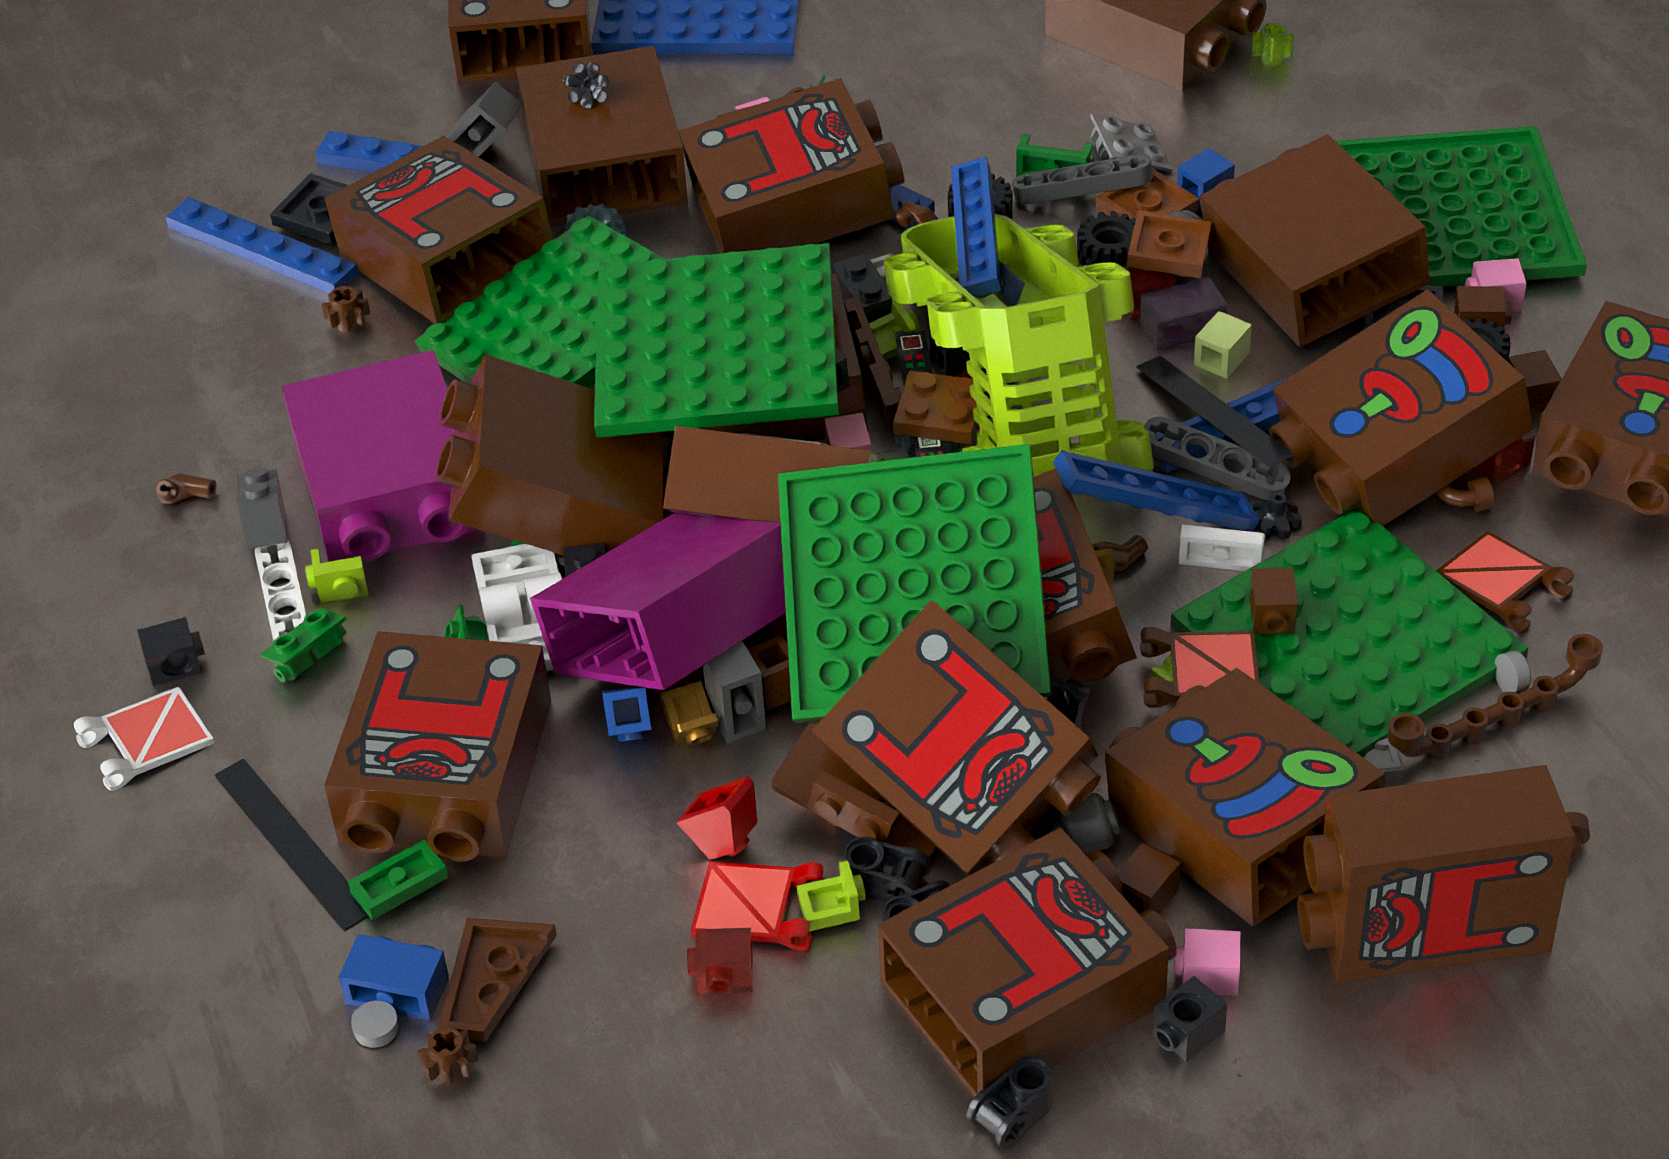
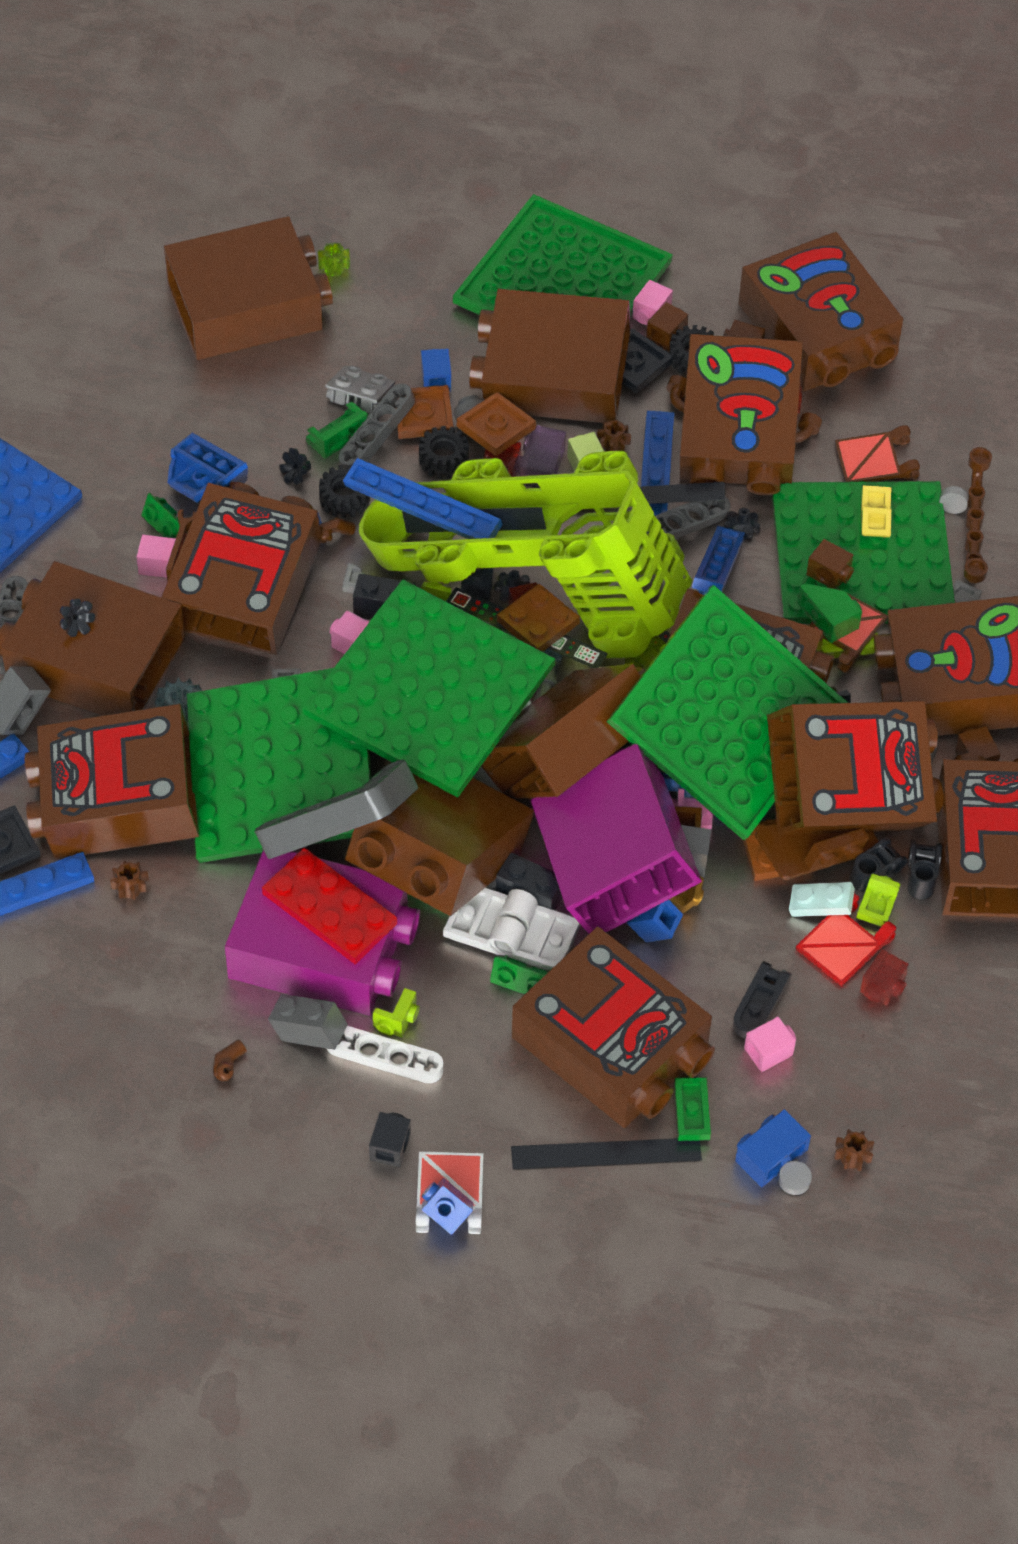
camera: 60 degrees left, 10 degrees up
(104, 729) = (446, 1205): none -> brick
(318, 632) = (447, 1059): green hinge -> none
(389, 429) = (329, 905): none -> red plate
(490, 972) = (799, 1092): reddish brown wing -> none
(493, 347) = (339, 814): none -> dark grey beam
(541, 898) = (770, 1044): none -> bright pink brick
(601, 864) = (760, 999): none -> black plate
(722, 818) = (787, 915): red slope -> none
(788, 845) = (821, 899): none -> light aqua plate
(898, 96) = (199, 462): none -> blue wedge
(977, 151) = (295, 466): none -> black plant
(1199, 633) = (830, 610): none -> green slope
(1220, 548) = (752, 561): white panel -> none
(1273, 351) = (614, 436): none -> reddish brown gear
(1408, 606) = (876, 511): none -> light yellow slope

